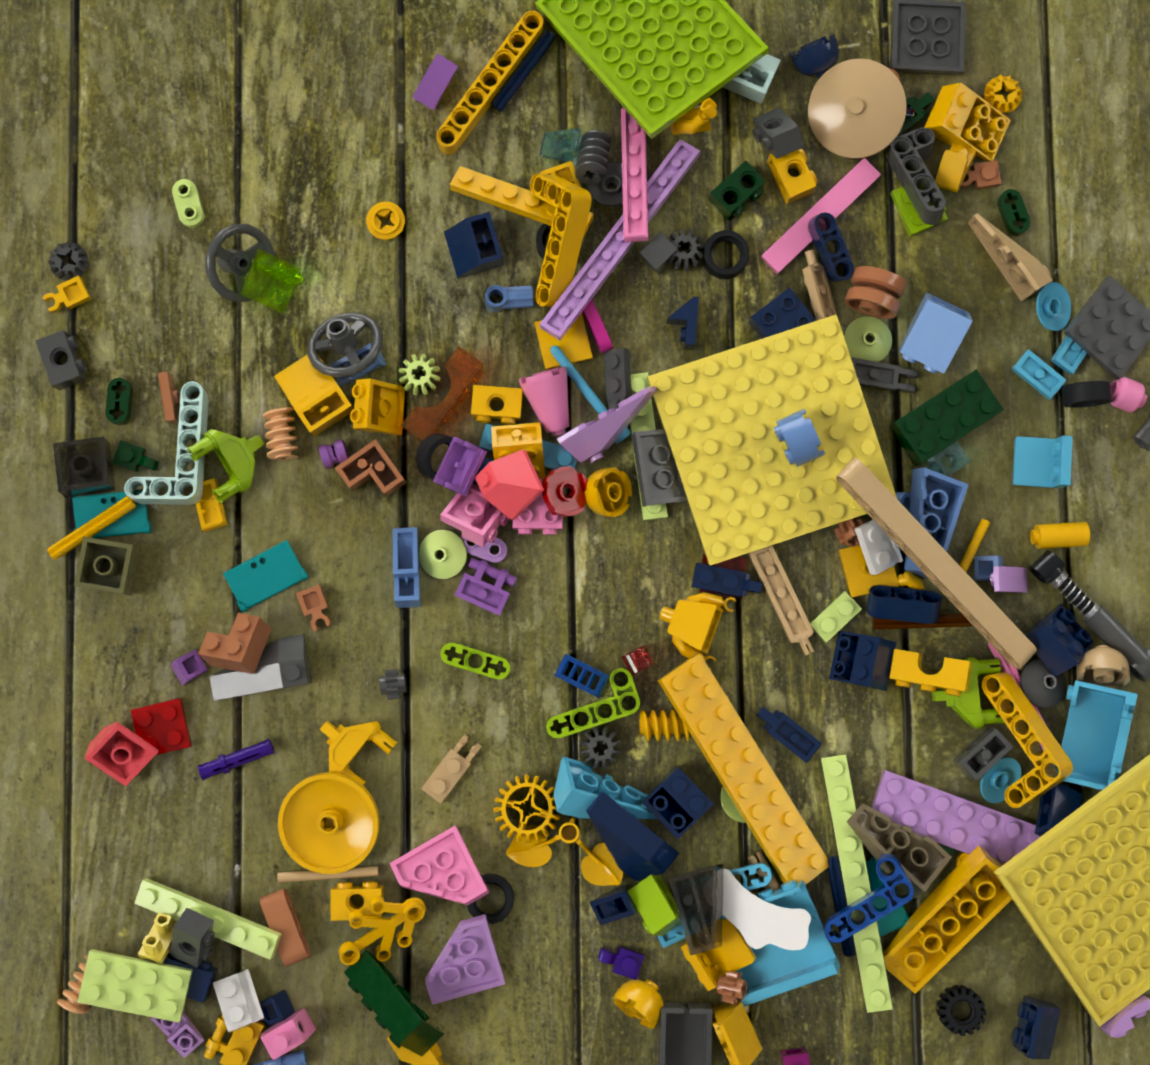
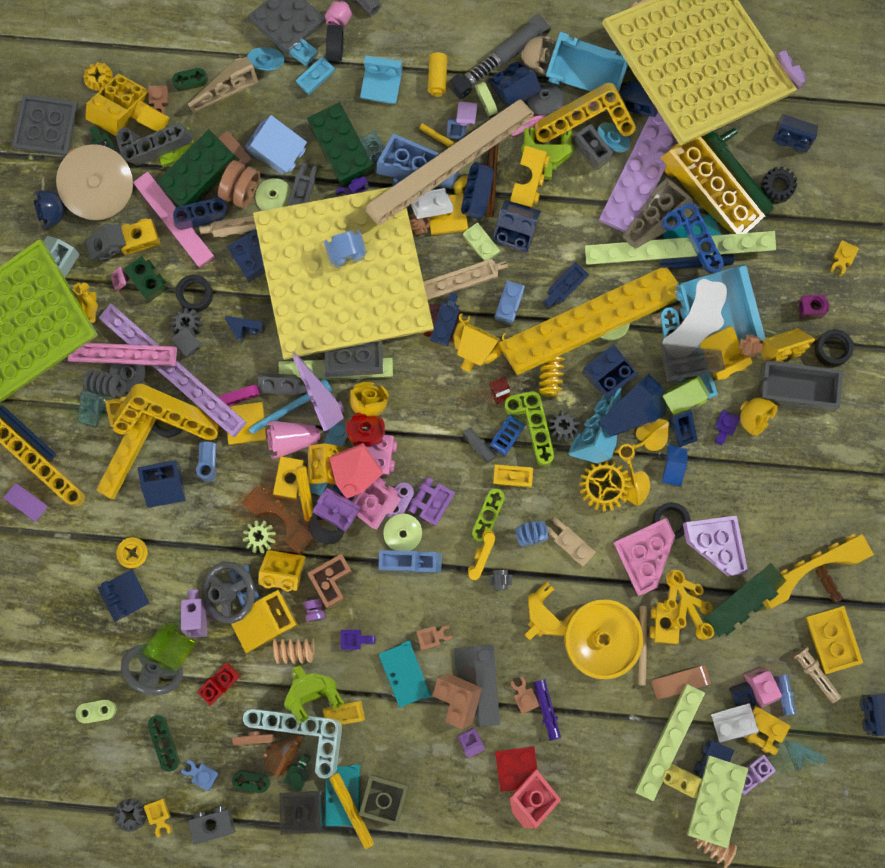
camera: 75 degrees left, 5 degrees down
(121, 342) = (203, 776): none -> medium blue plate
(137, 290) = (174, 755): none -> dark green beam
(147, 432) = (282, 754): none -> dark orange wedge
(192, 938) = (684, 752): dark grey brick -> none
(234, 347) = (218, 684): none -> red slope
(249, 730) = (525, 698): none -> nougat plate
(301, 507) = (352, 639): none -> dark purple plate
(304, 308) = (193, 622): none -> lavender torso
(332, 217) = (123, 595): none -> dark blue hinge
(421, 657) = (481, 555): none -> yellow plate
(455, 719) = (531, 533): none -> medium blue gear
(480, 424) = (304, 490): none -> yellow axle
(528, 688) = (513, 476): none -> yellow plate
(564, 639) = (478, 445): none -> dark grey pin
(564, 898) = (675, 465): none -> blue slope
(733, 158) = (119, 279): none -> bright pink slope
(756, 661) = (509, 303): none -> medium blue brick
(888, 237) = (197, 170): none -> dark green brick
(891, 445) = (356, 186): none -> dark purple plate
(923, 278) = (235, 147): none -> nougat slope
(1004, 923) = (721, 150): none -> dark green cylinder
(1033, 603) = (486, 99): none -> yellowish green beam

